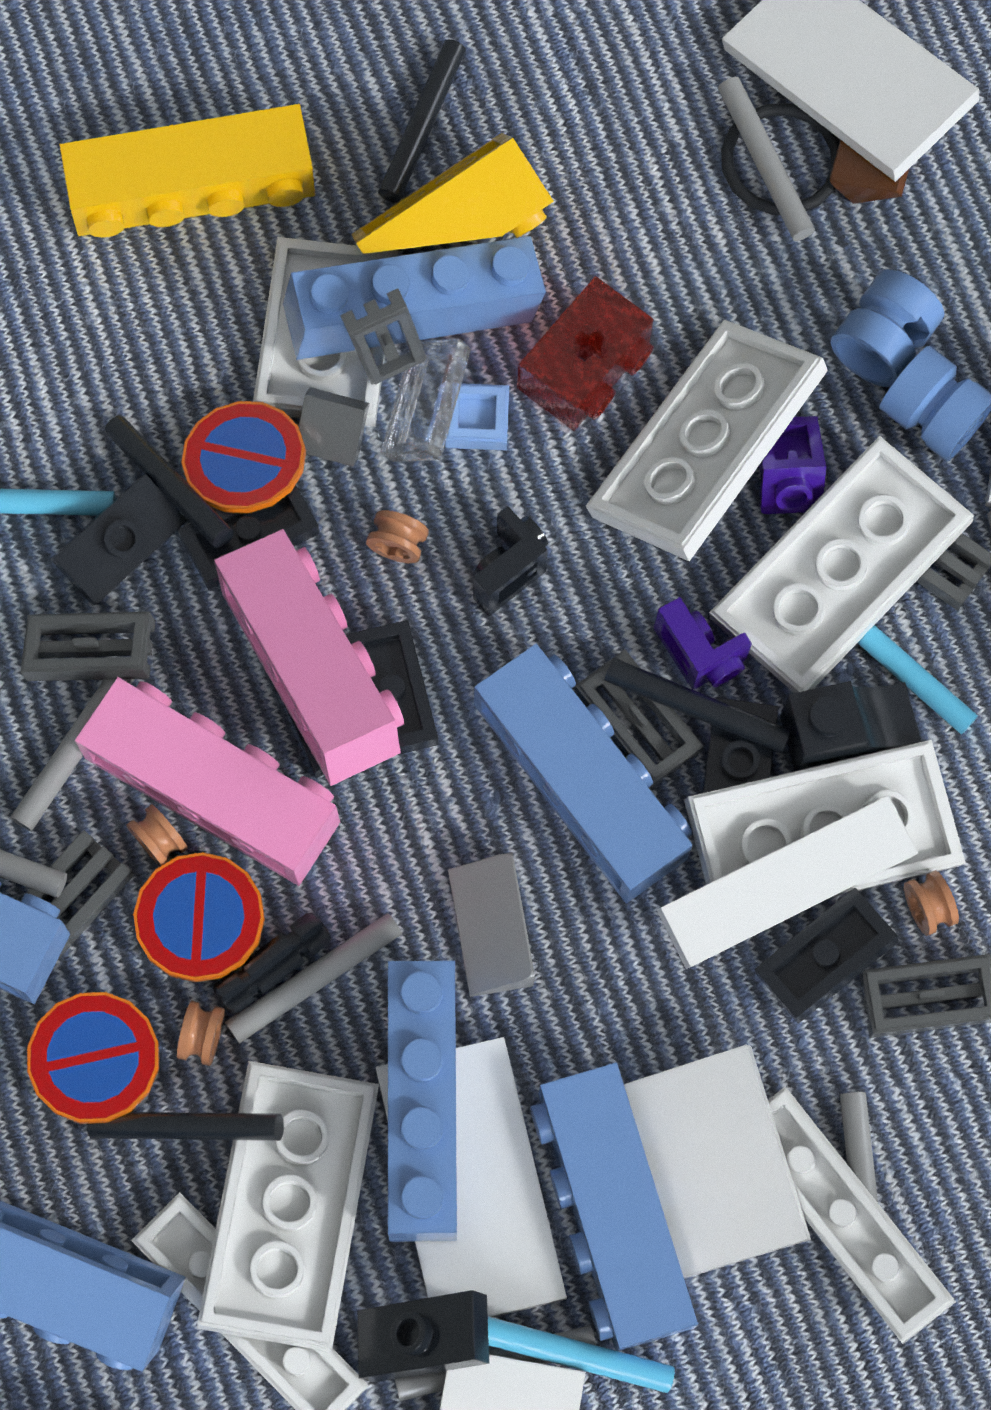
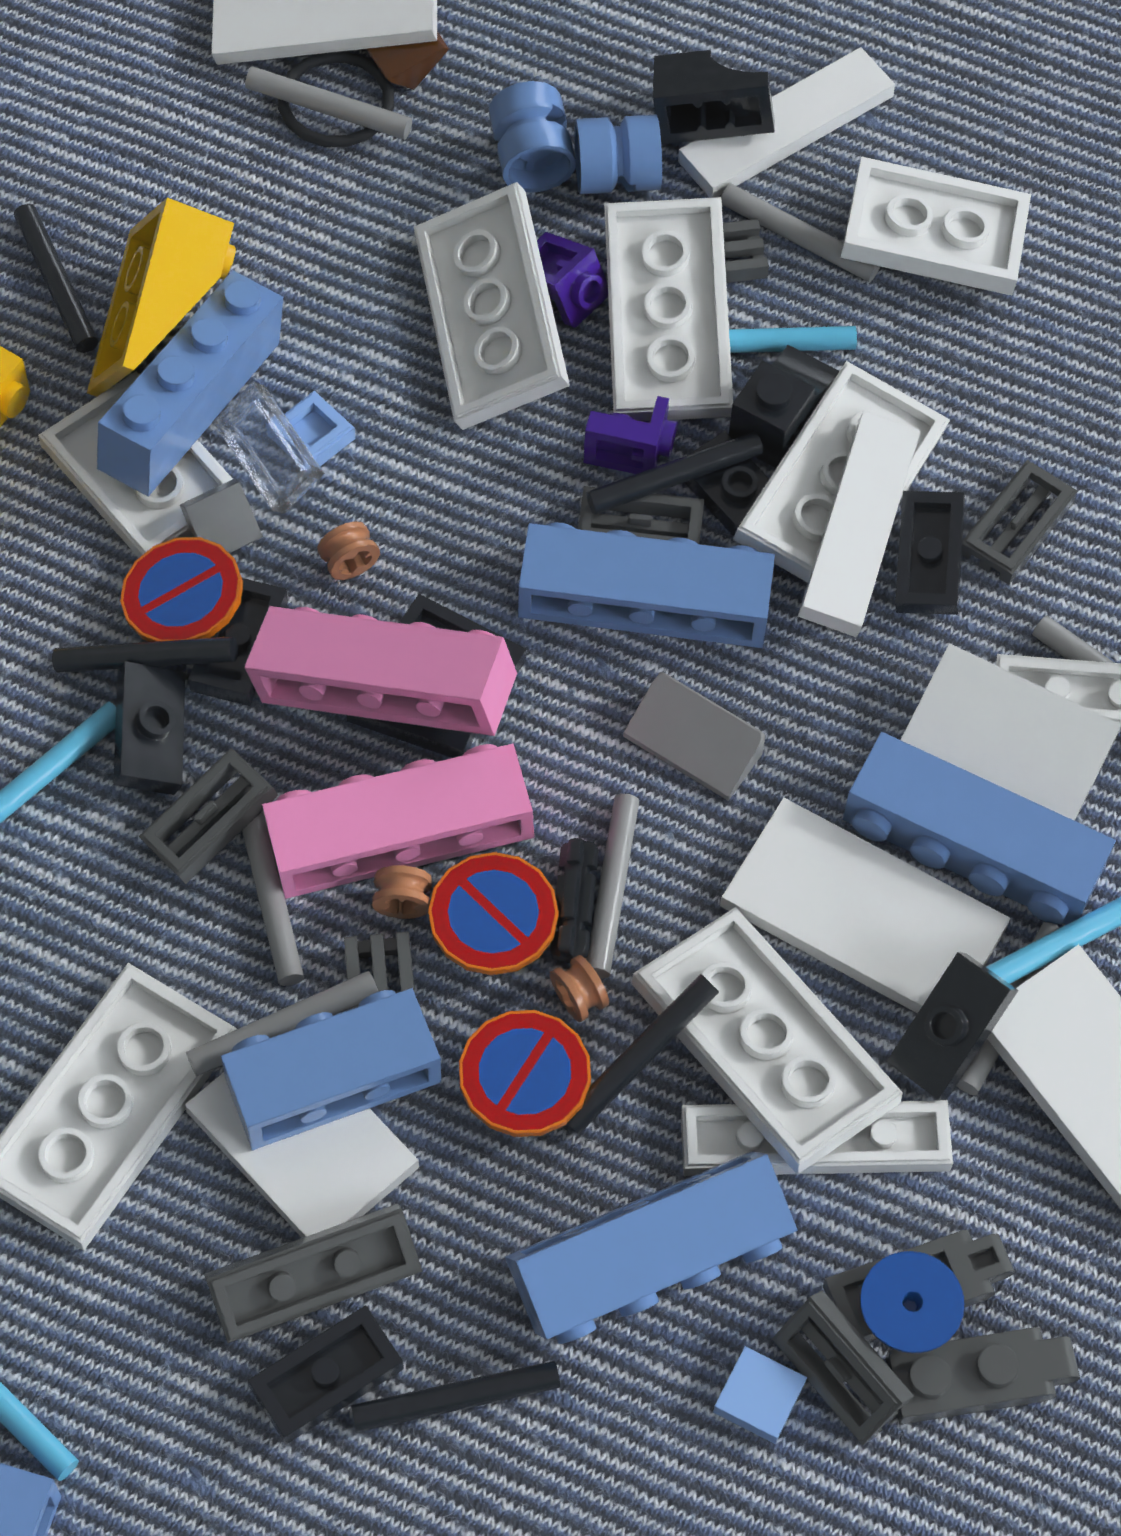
camera: 45 degrees left, 10 degrees down
(376, 321) = (207, 407): dark grey tile -> none
(422, 1101) = (785, 876): medium blue brick -> none
(508, 572) = (447, 486): black bracket -> none
(595, 323) = (348, 325): clear red brick -> none
(931, 903) = (957, 460): nougat bush -> none

